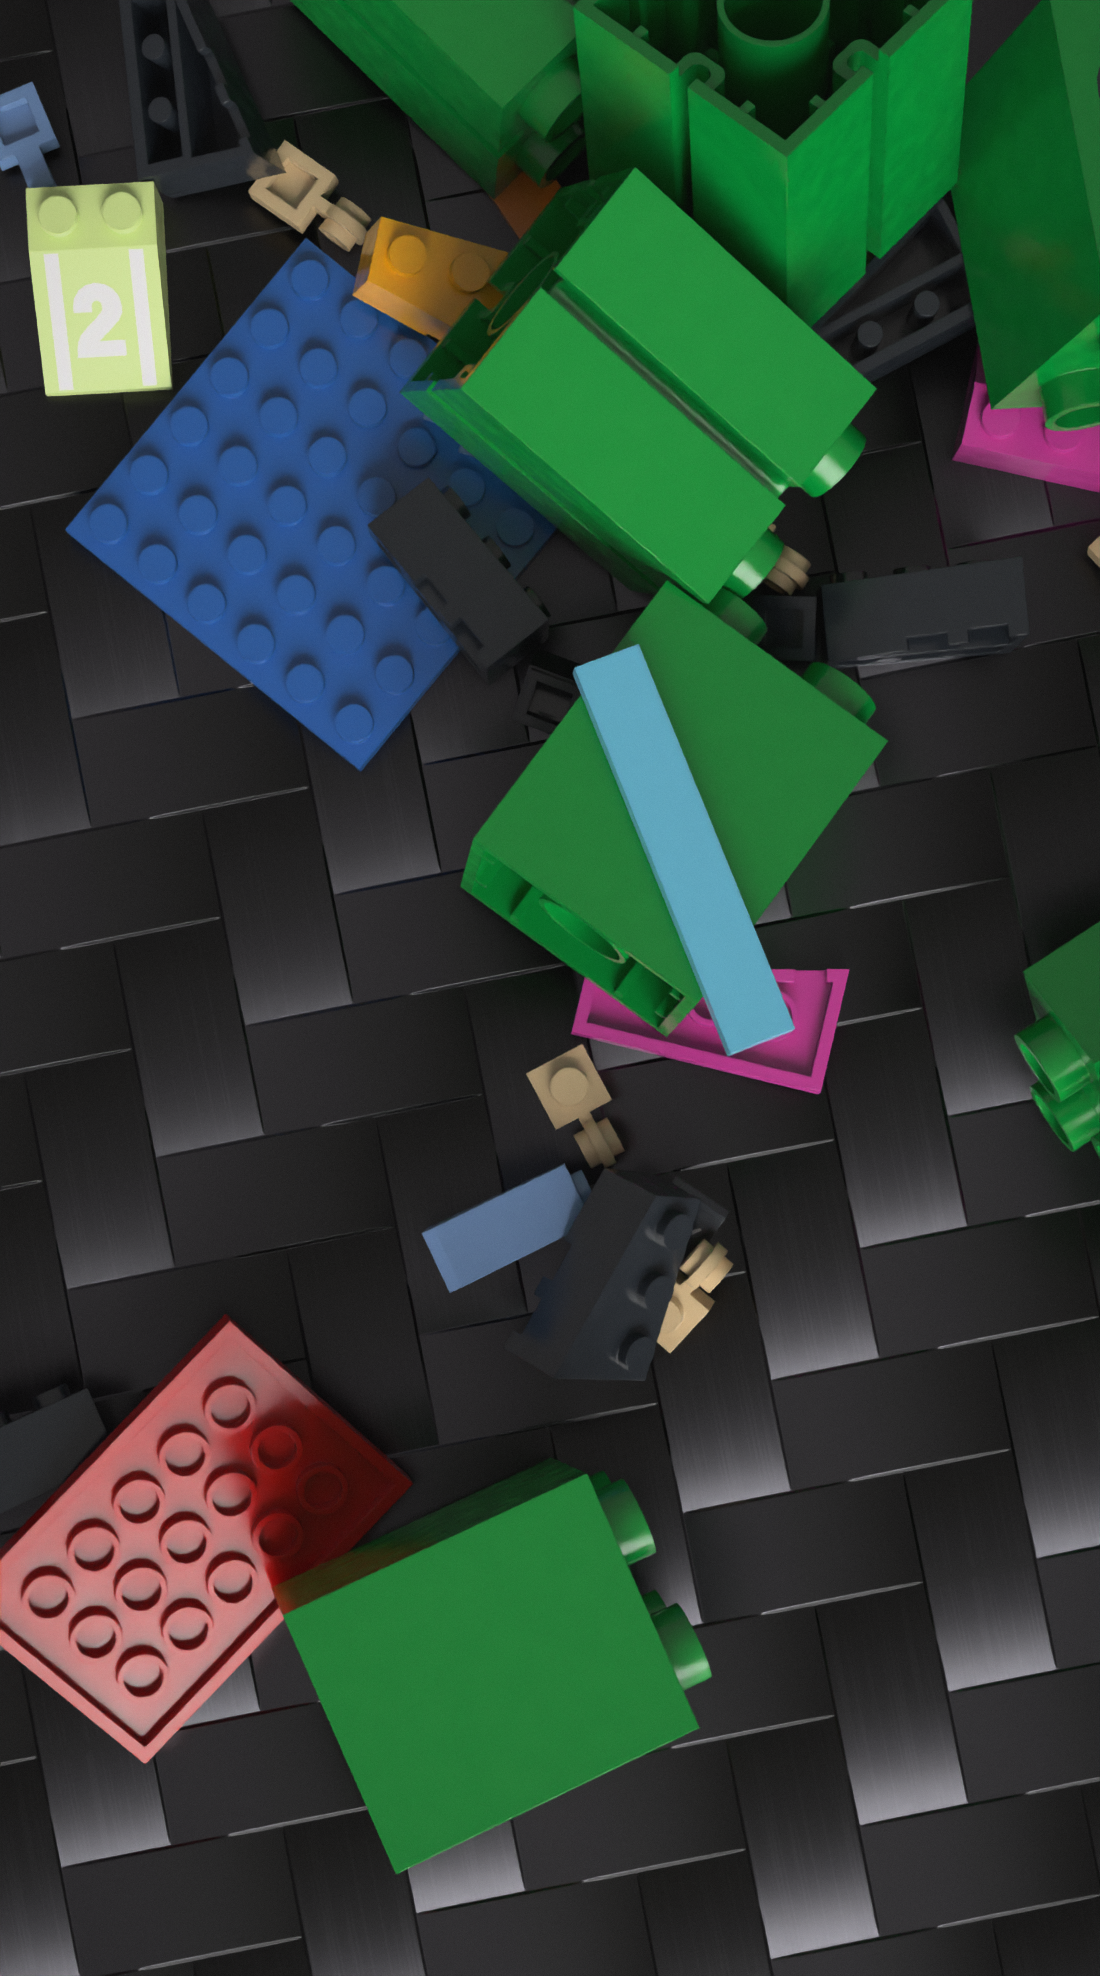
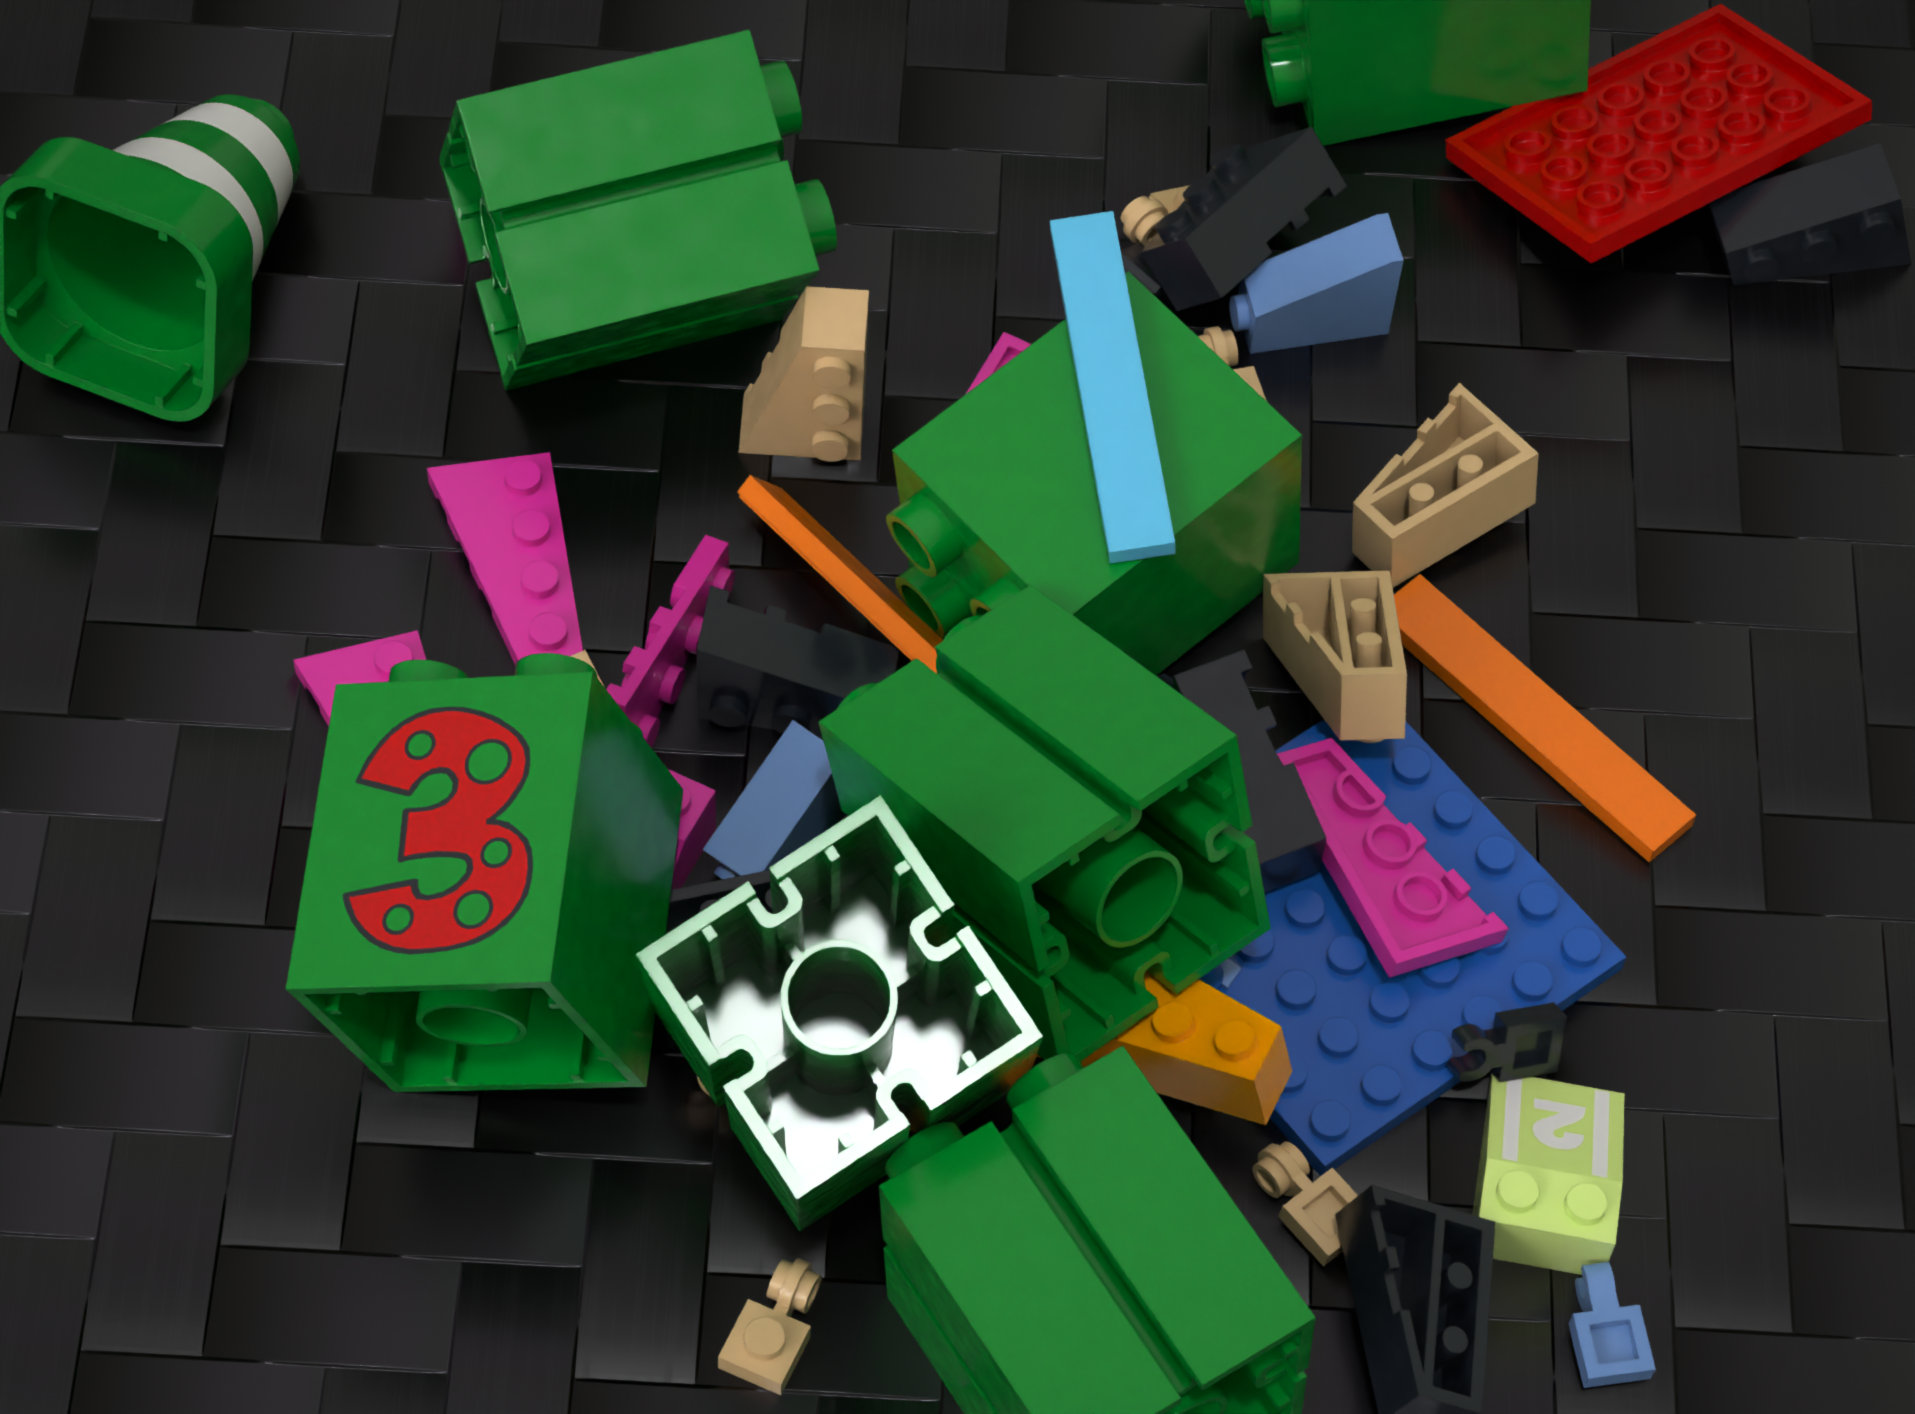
camera: 170 degrees left, 30 degrees down
(150, 401) = (1519, 1045): none -> black plate
(198, 784) = (1539, 721): none -> orange tile
(299, 529) = (1387, 877): none -> dark pink wing
(331, 1008) = (1444, 490): none -> tan wedge
(391, 772) = (1341, 648): none -> tan wedge
(886, 470) = (780, 808): none -> medium blue slope
(913, 752) = (842, 570): none -> orange tile
(989, 940) = (813, 382): none -> tan wedge
(1066, 545) = (657, 671): none -> dark pink wing

